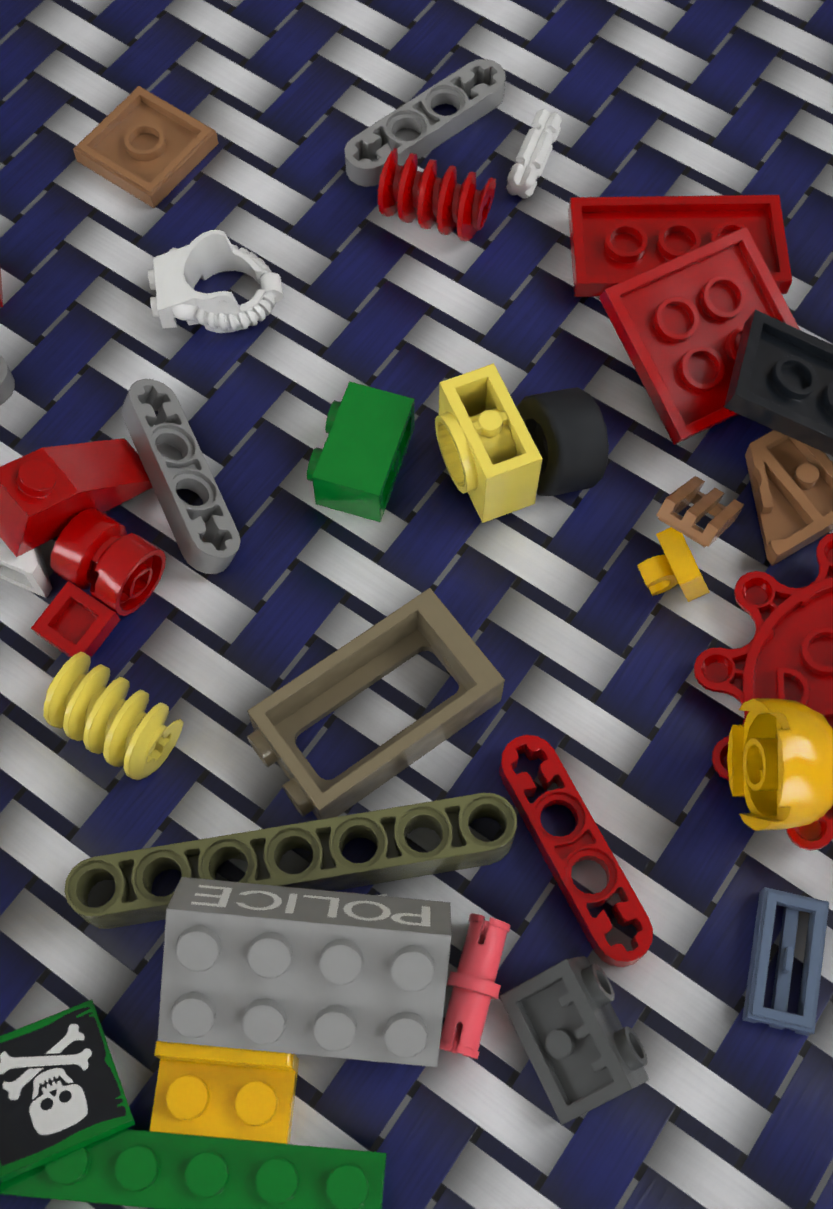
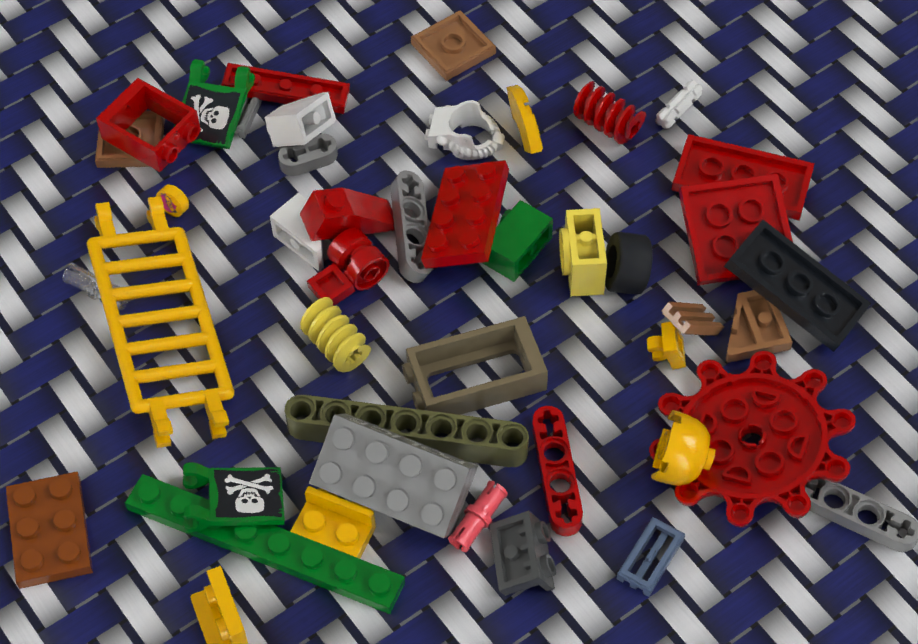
camera: 20 degrees right, 10 degrees down
(266, 434) = (465, 215): none -> red plate
(306, 240) = (524, 119): none -> yellow tile
(432, 127) = (619, 67): light grey beam -> none

